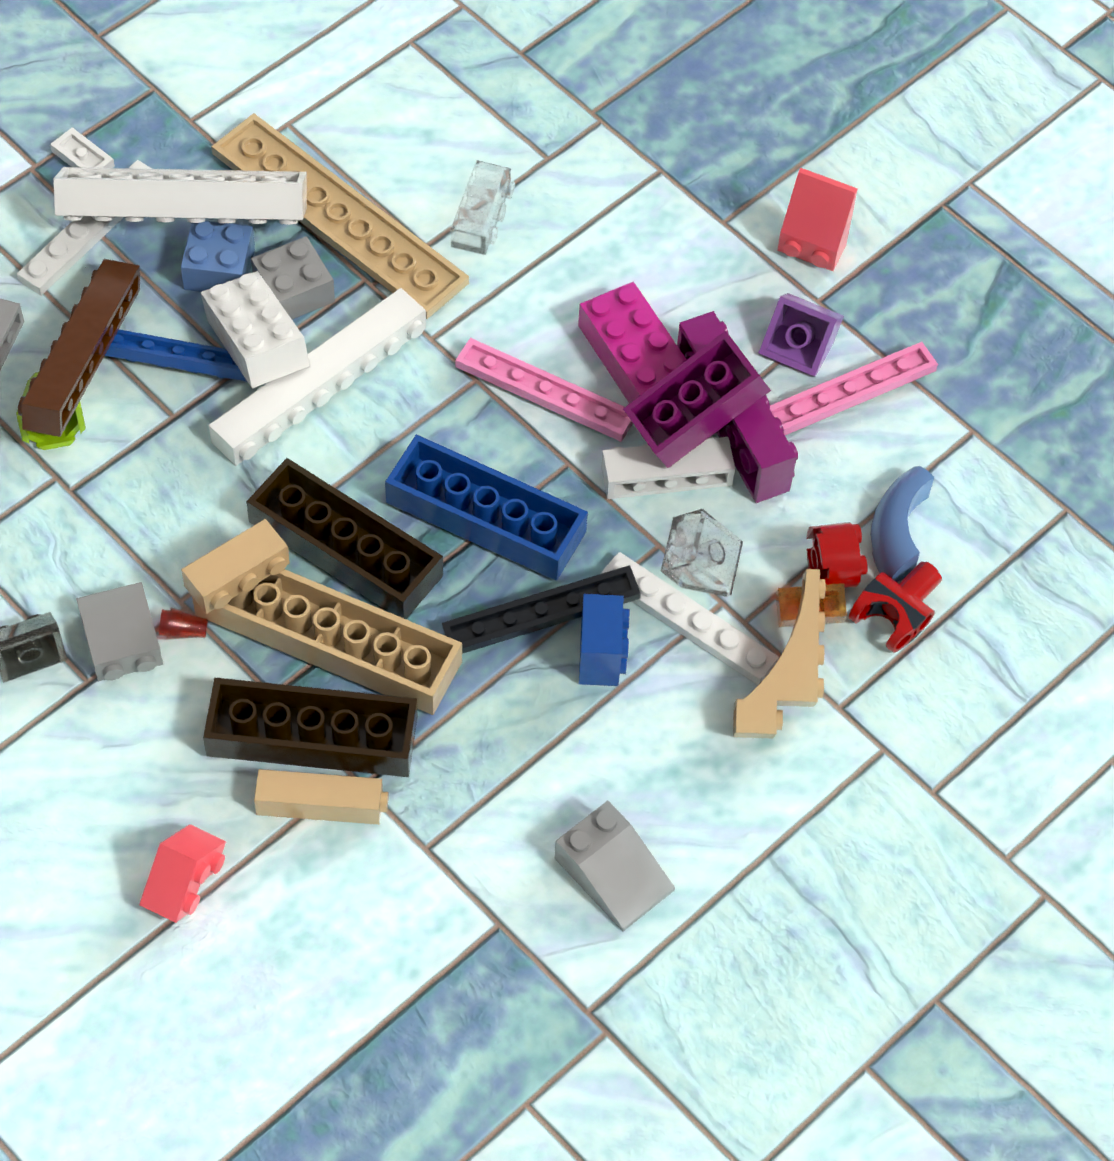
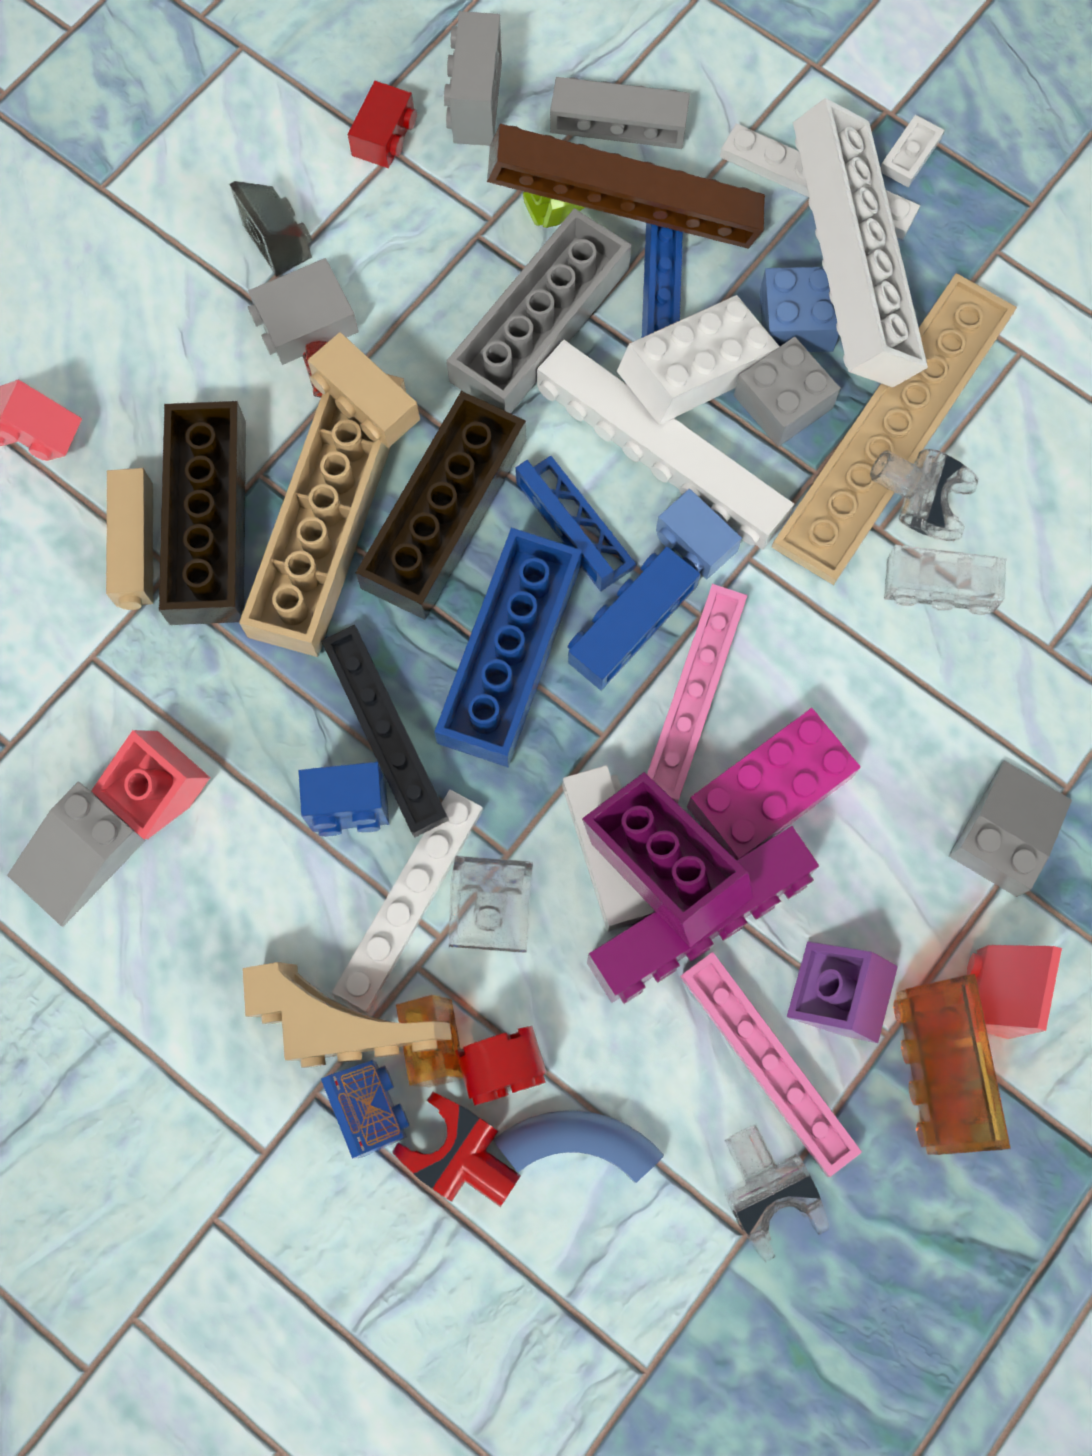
camera: 85 degrees right, 15 degrees up
(175, 441) = (539, 311): none -> light grey brick
(371, 453) = (568, 526): none -> blue fence
(403, 200) = (926, 490): none -> clear connector
(408, 363) = (697, 534): none -> medium blue brick
(473, 419) = (632, 618): none -> blue brick
(561, 793) = (149, 782): none -> coral slope
(692, 207) = (1012, 830): none -> light grey slope
(860, 661) = (365, 1108): none -> blue slope
(869, 265) = (951, 1067): none -> clear orange slope
(944, 405) = (768, 1189): none -> clear connector

